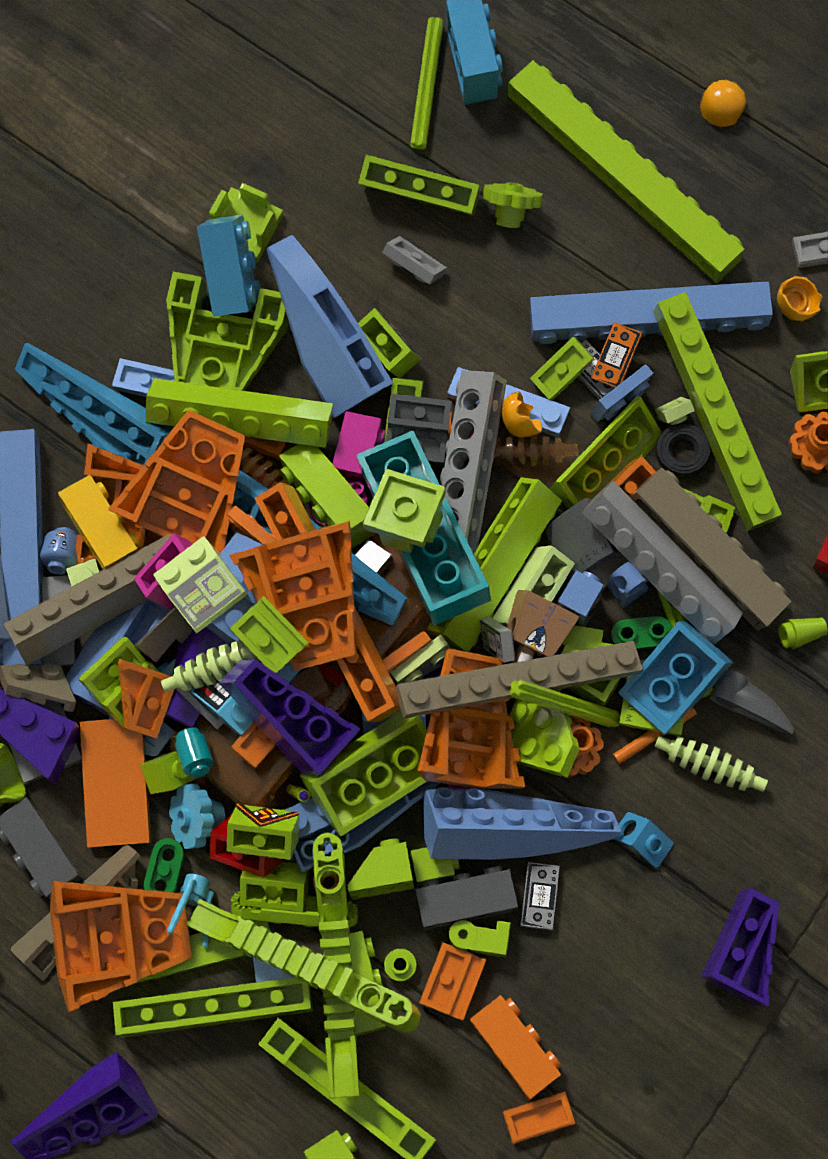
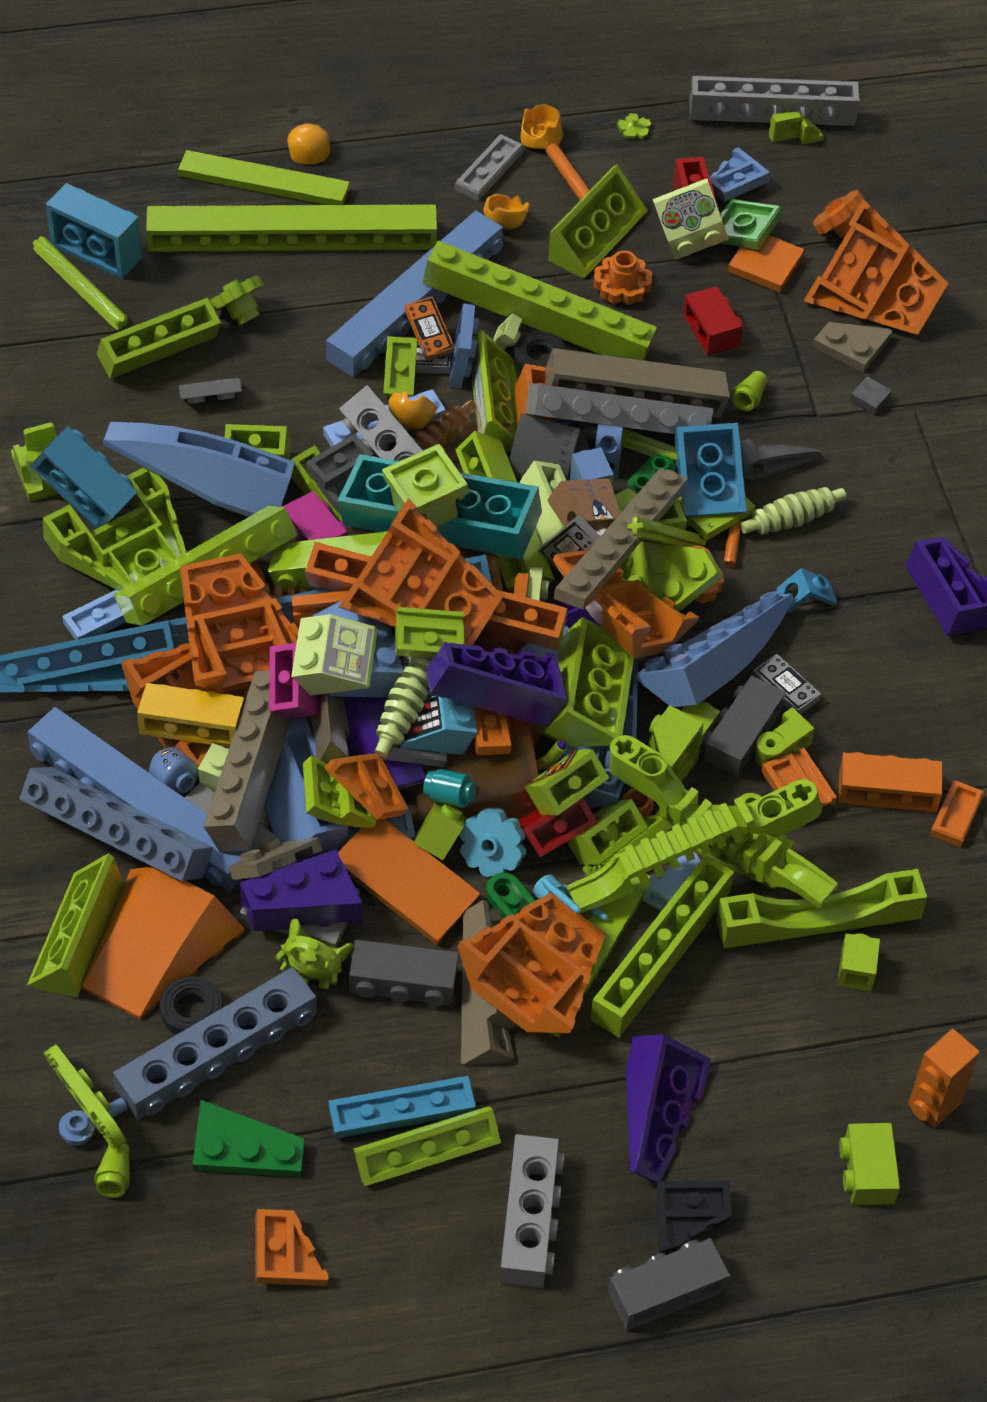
camera: 55 degrees left, 20 degrees down
(657, 106) = (263, 178): none -> lime tile

